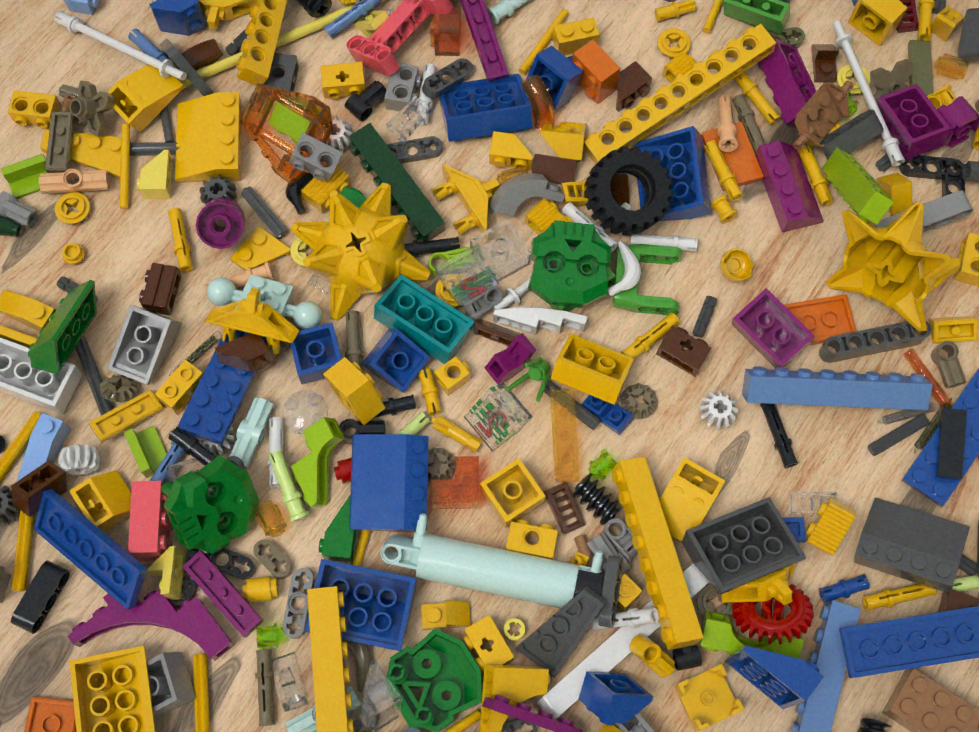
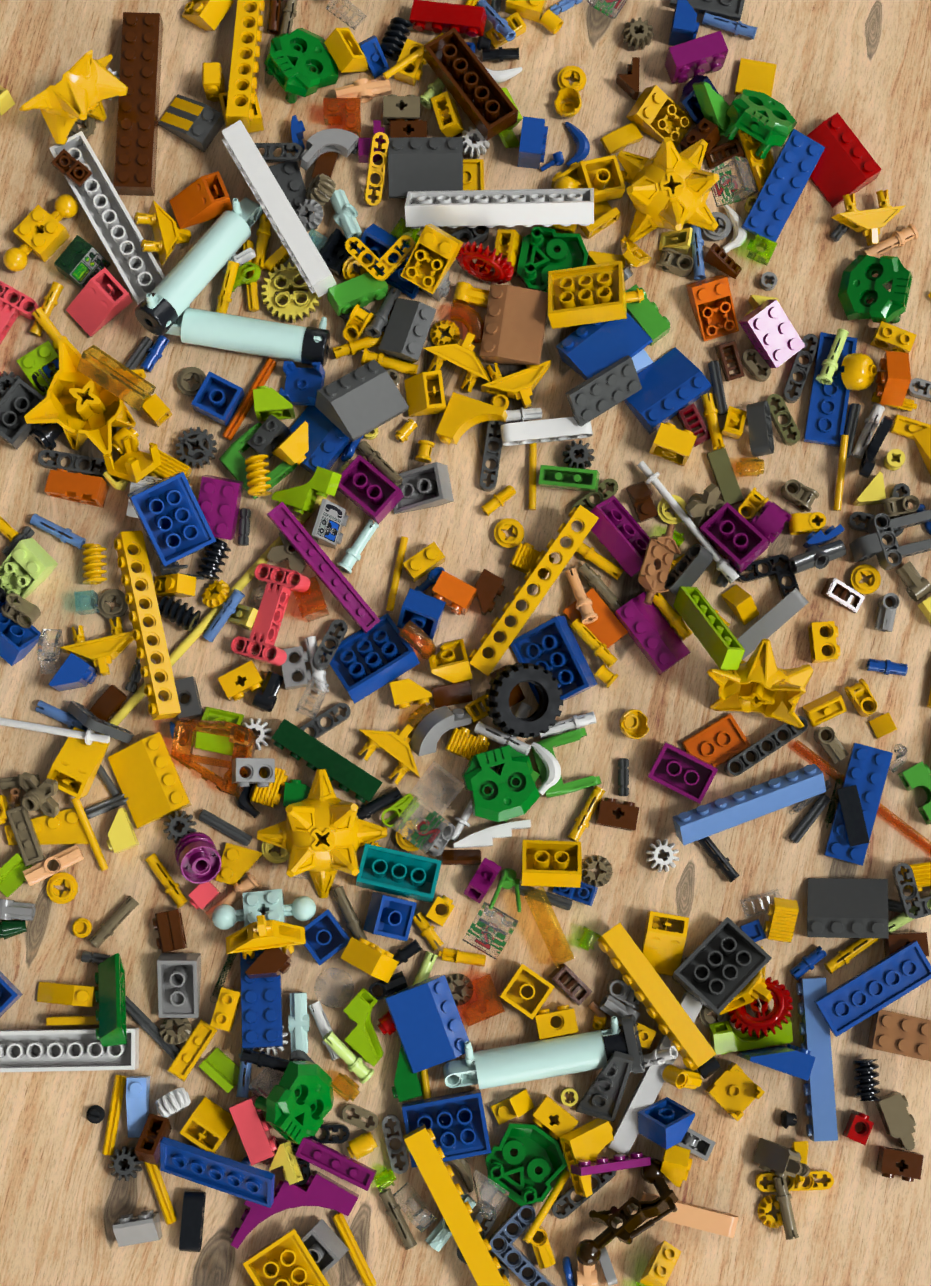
camera: 25 degrees left, 10 degrees up
(112, 257) = (113, 922): none -> dark tan pin
(211, 266) = (203, 895): none -> coral brick
(596, 499) = (593, 968): black piece -> none

